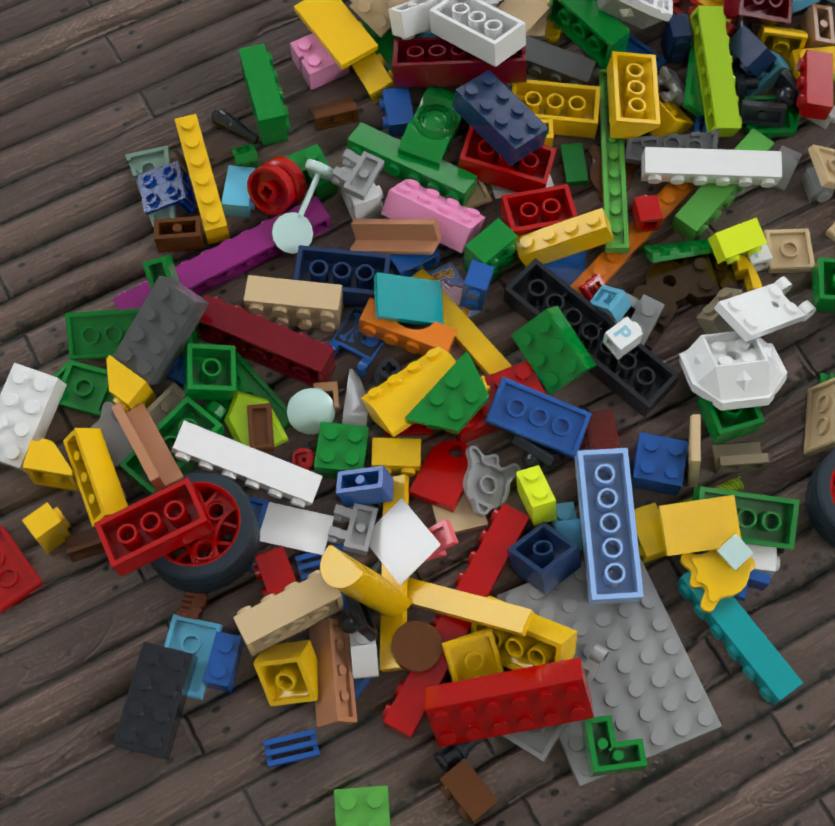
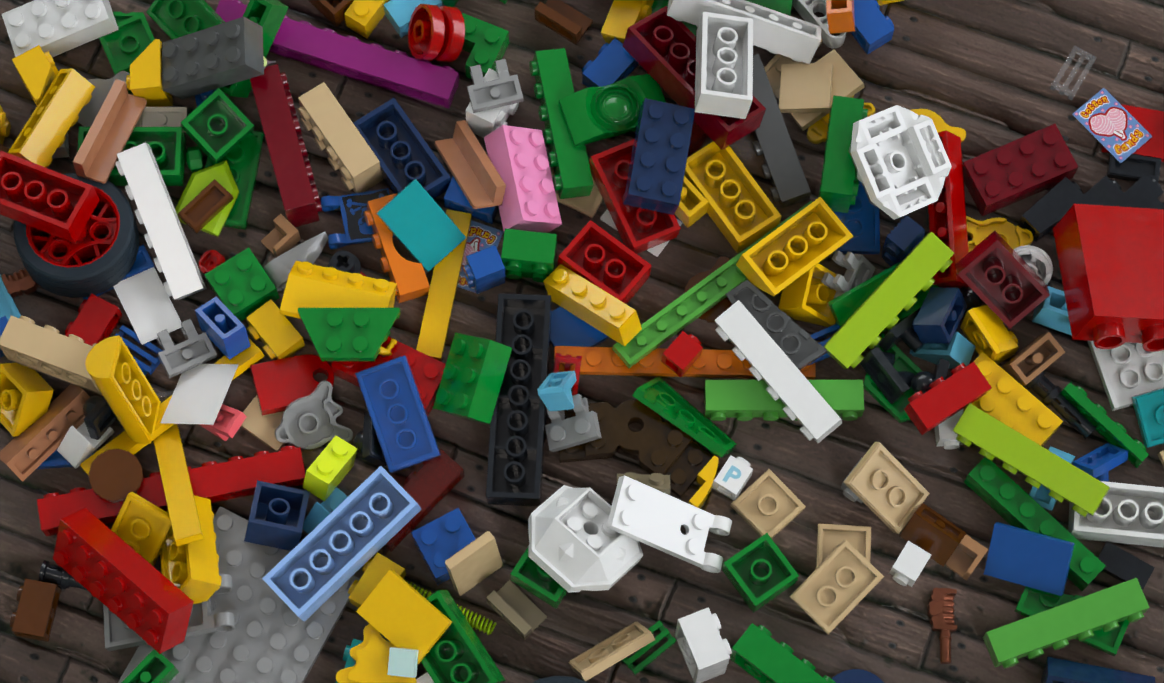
camera: 50 degrees right, 5 degrees up
(293, 228) = (408, 81): light aqua piece -> none
(309, 409) = (257, 231): light aqua dish -> none
(574, 164) = (692, 256): green tile -> none
(623, 337) = (529, 424): white brick -> none
(737, 240) = (717, 450): neon yellow brick -> none
(789, 162) = (853, 438): light grey slope -> none

